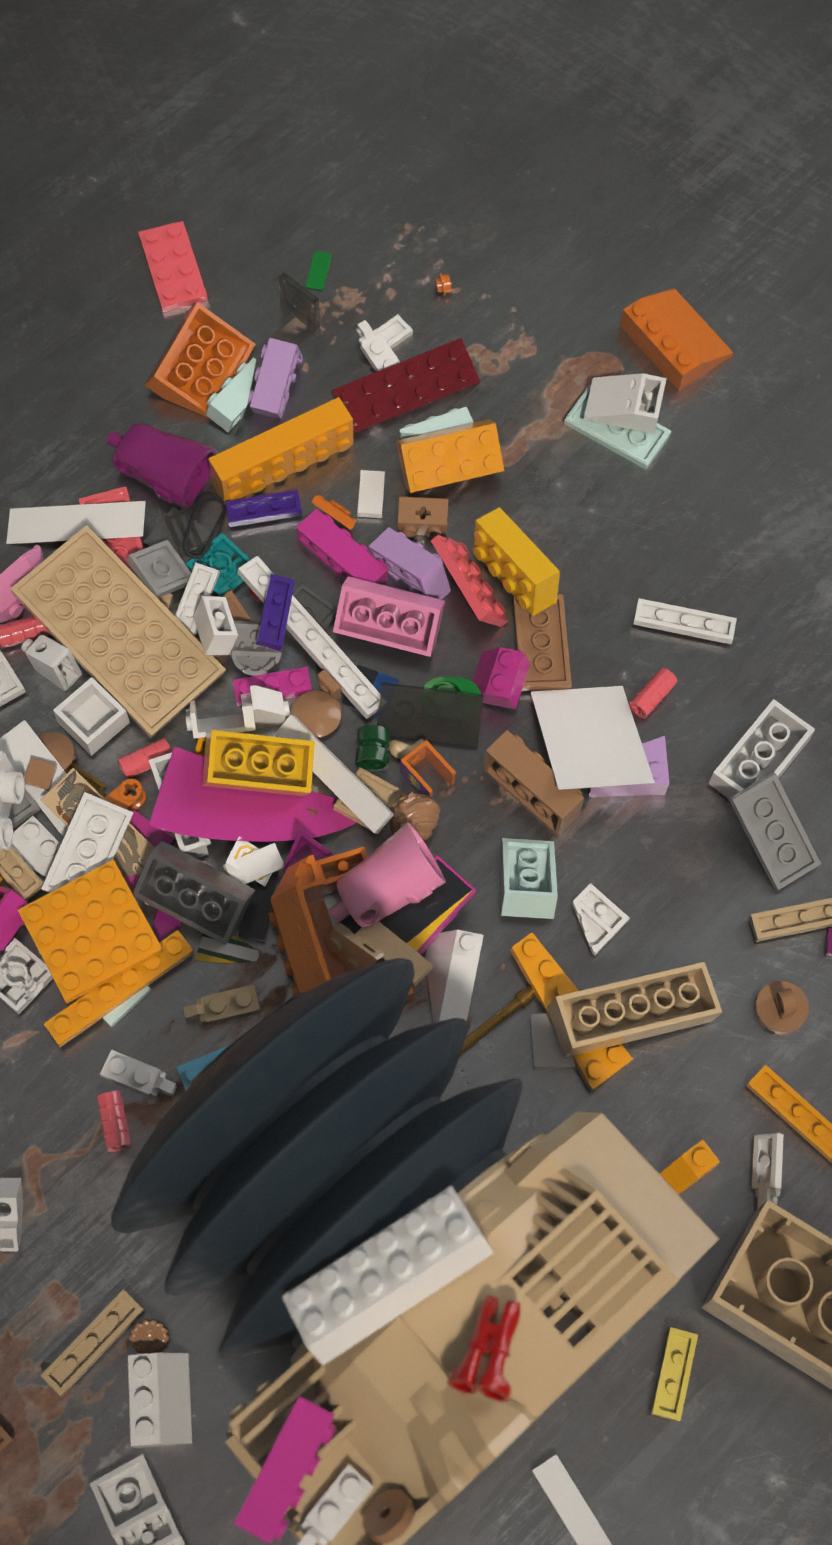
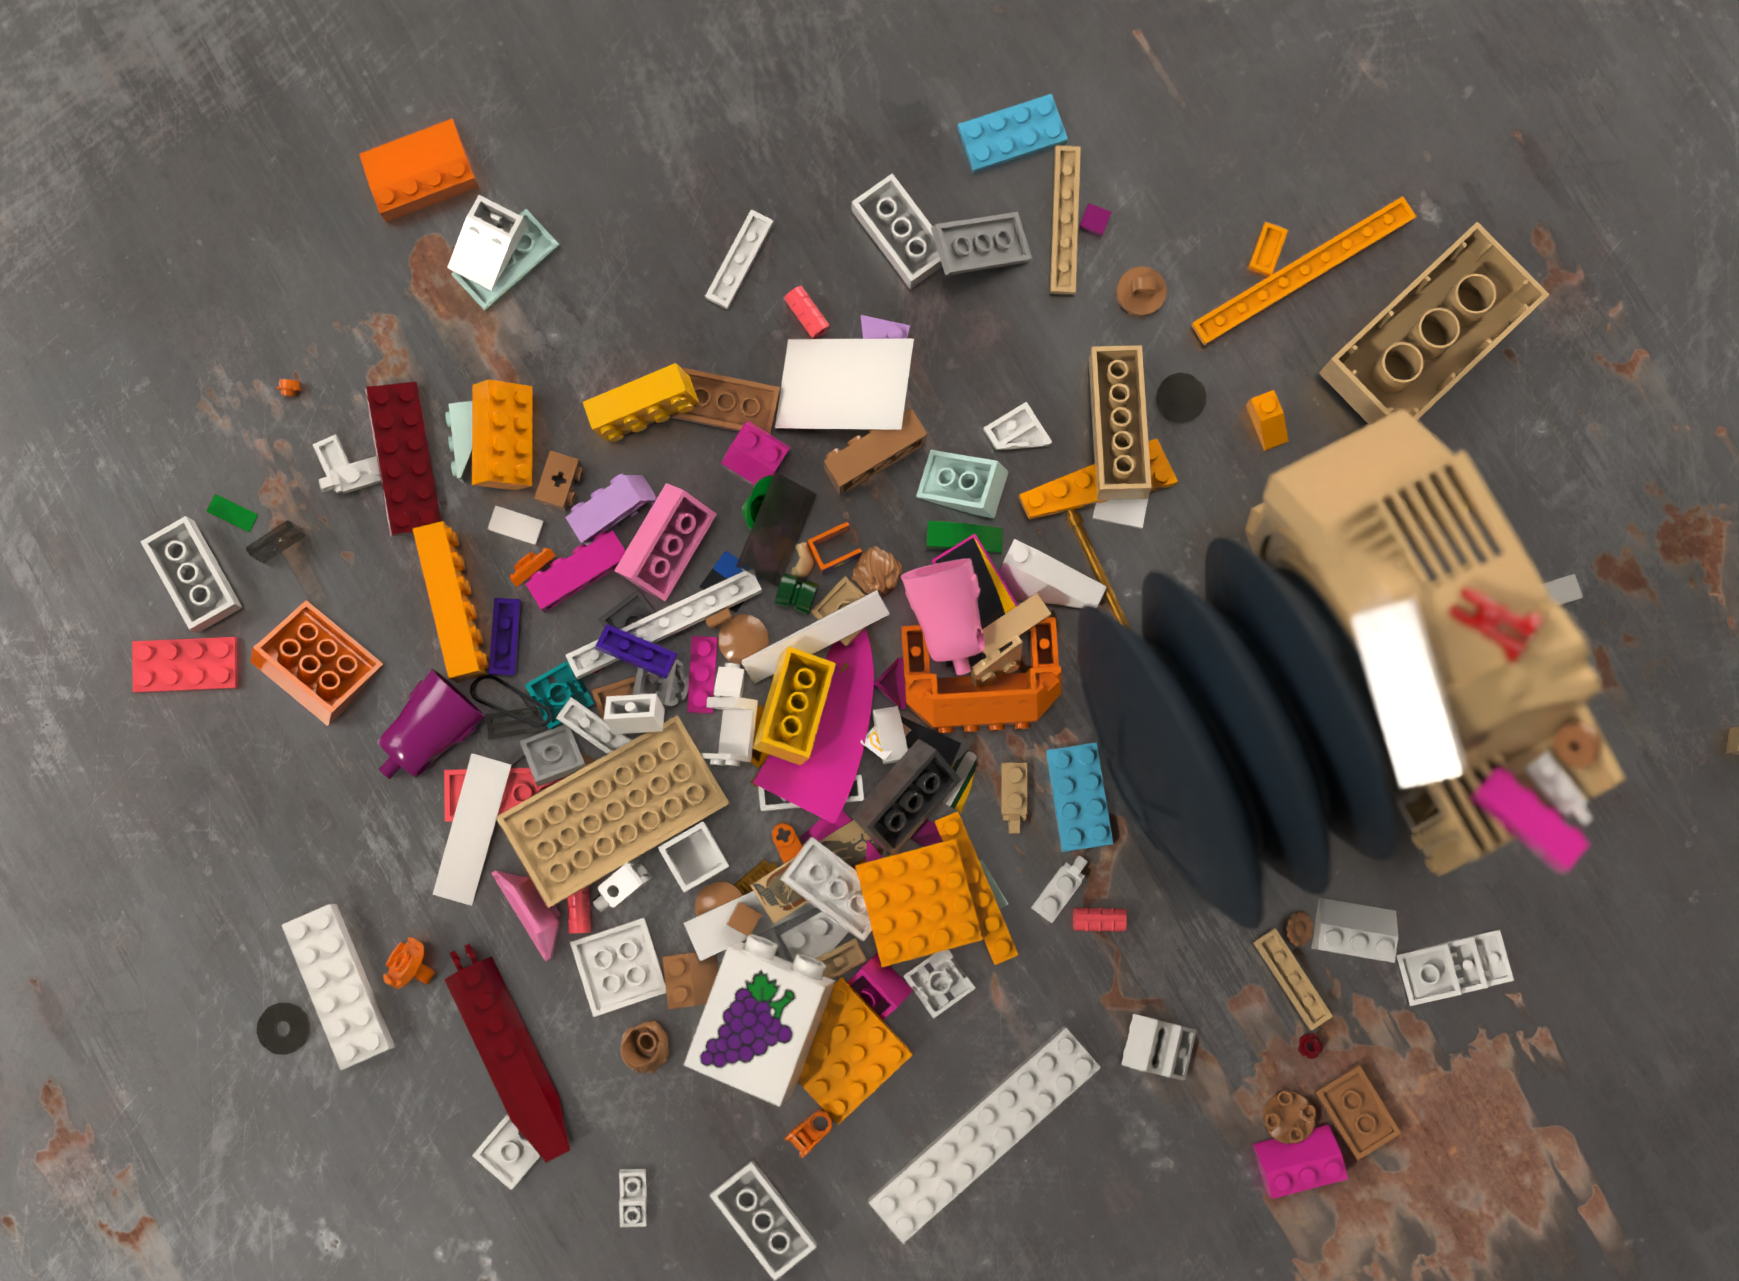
camera: 75 degrees left, 15 degrees up
(31, 1384) = (1313, 1052): none -> dark red plate
(137, 761) = (749, 814): coral axle -> none
(230, 404) = (374, 638): light aqua slope -> none
(252, 247) = (191, 574): none -> white brick
(274, 378) = (360, 590): lavender wedge -> none
(468, 578) = (645, 454): coral plate -> none
(478, 909) = (946, 535): none -> green slope
(683, 1075) = (1181, 398): none -> clear smoke tile
(767, 1167) = (1284, 350): white hinge -> none

